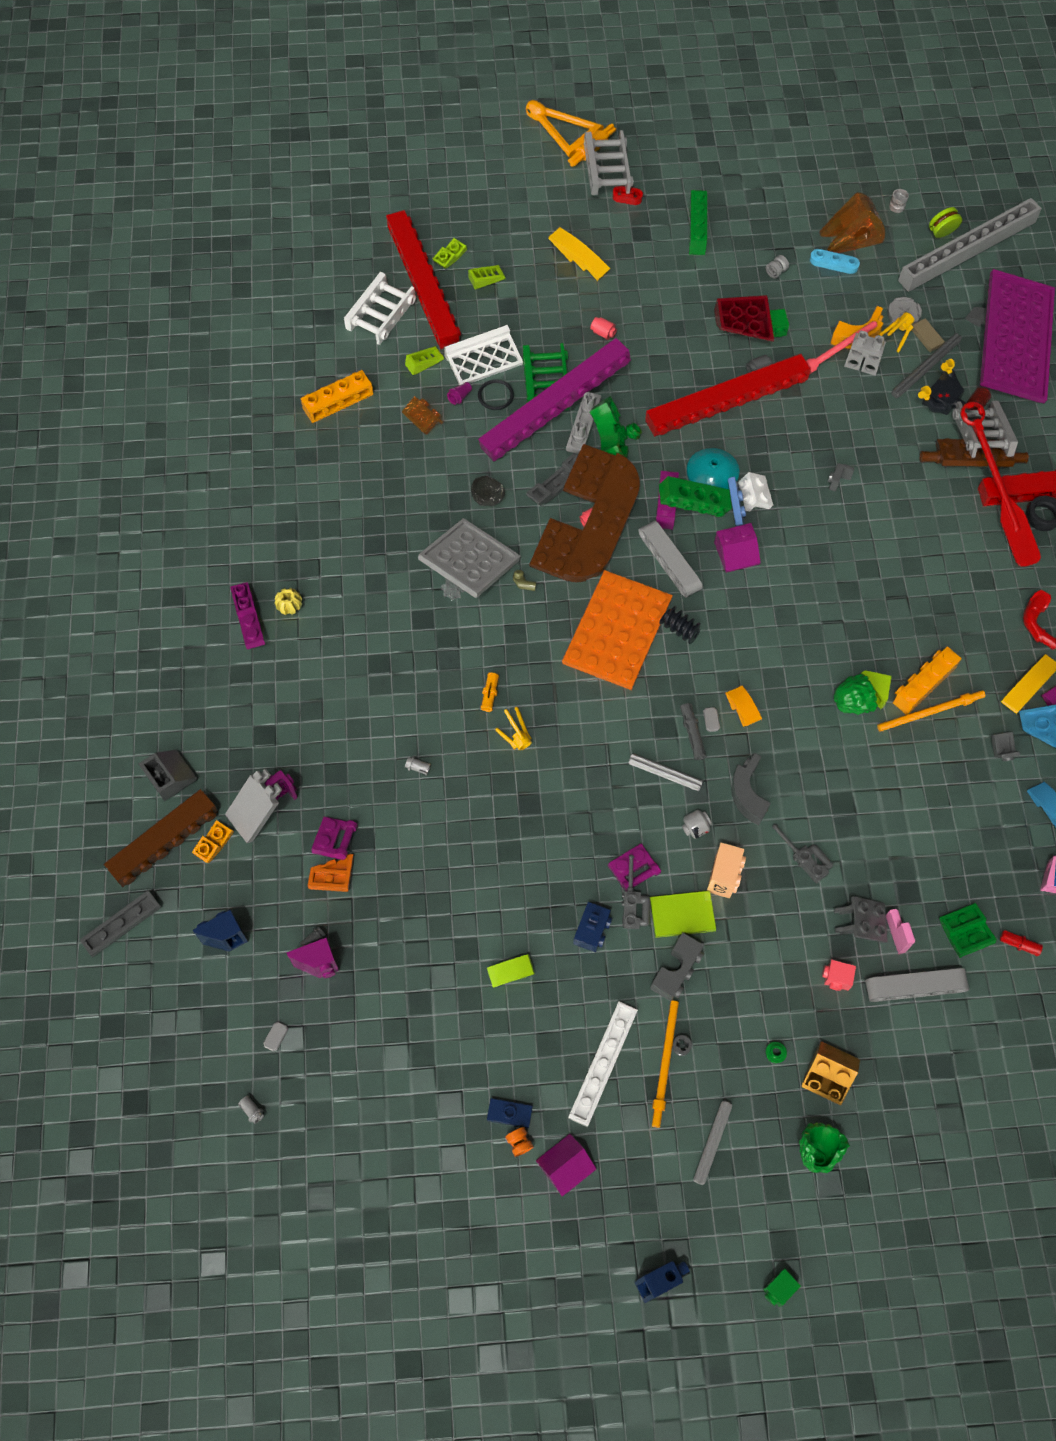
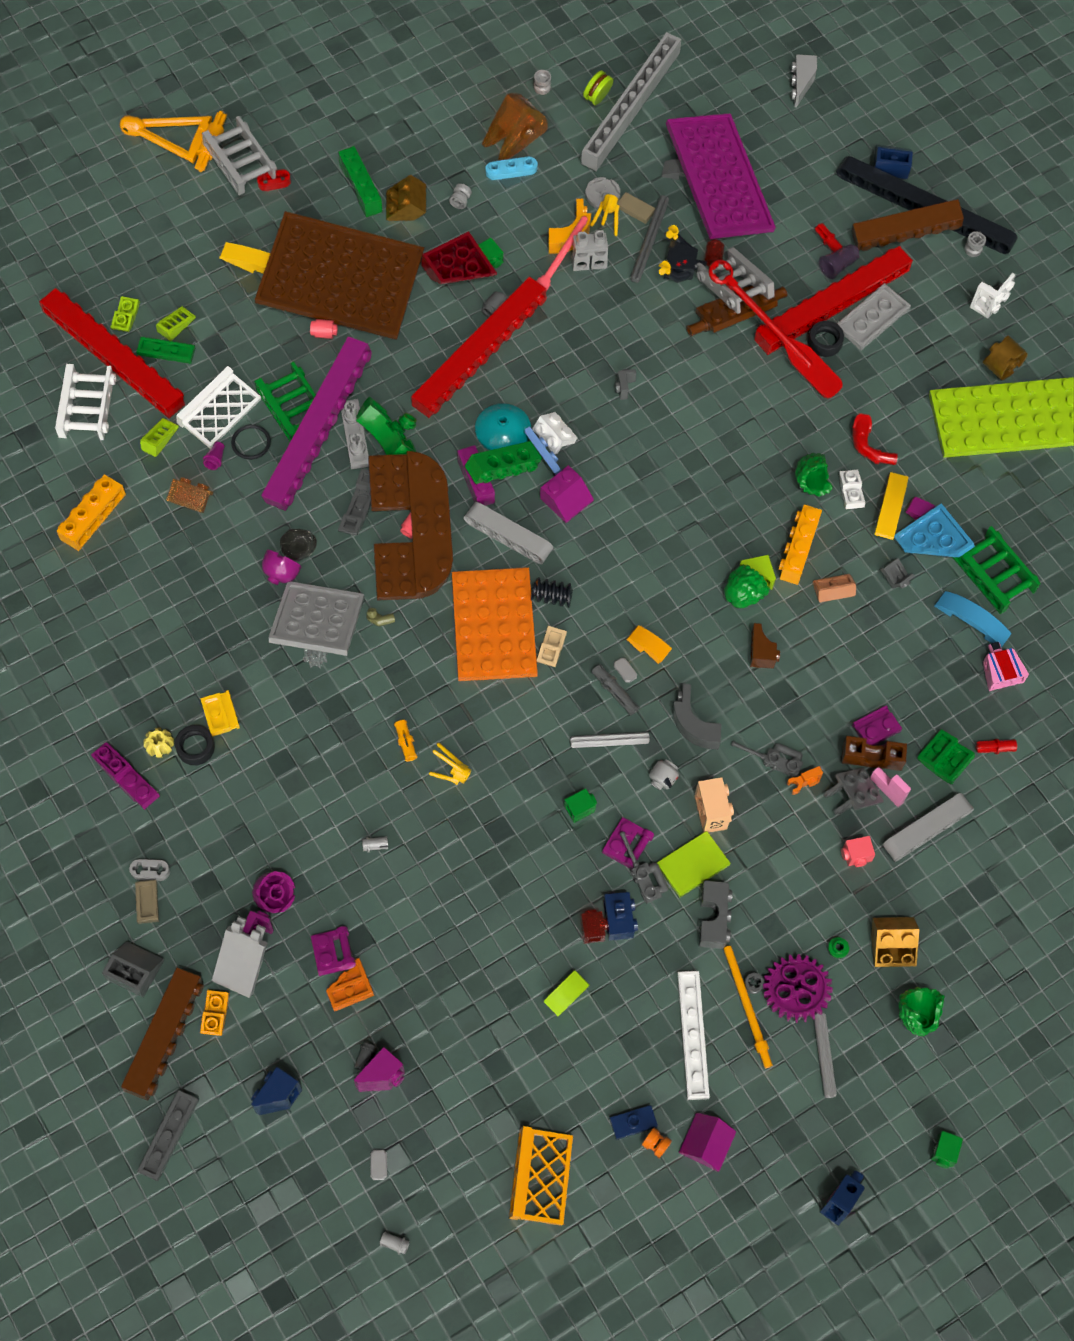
camera: 30 degrees left, 0 degrees up
(210, 725) = (147, 901): none -> dark tan tile
(228, 697) = (149, 865): none -> light grey beam
(311, 765) = (273, 892): none -> magenta cylinder
(313, 604) = (199, 758): none -> black tyre
(350, 600) = (219, 713): none -> yellow plate
(389, 1107) = (523, 1170): none -> light orange fence
(461, 504) = (279, 568): none -> magenta cylinder
(467, 294) = (165, 350): none -> green tile
(564, 925) = (593, 926): none -> clear red brick
(609, 815) = (580, 805): none -> green brick
(640, 290) = (340, 275): none -> reddish brown plate
(657, 670) = (551, 646): none -> tan slope
(729, 251) = (406, 200): none -> pearl gold slope
(732, 1058) = (791, 1005): none -> magenta gear
(826, 888) = (809, 778): none -> orange plate
(844, 758) = (763, 651): none -> reddish brown arch
(911, 903) = (888, 756): none -> reddish brown arch
(915, 873) = (877, 726): none -> magenta plate
(940, 733) = (835, 588): none -> nougat slope
(964, 700) = (841, 547): light orange bar -> none
(970, 625) = (813, 474): none -> green hair
(1001, 653) = (851, 489): none -> white slope

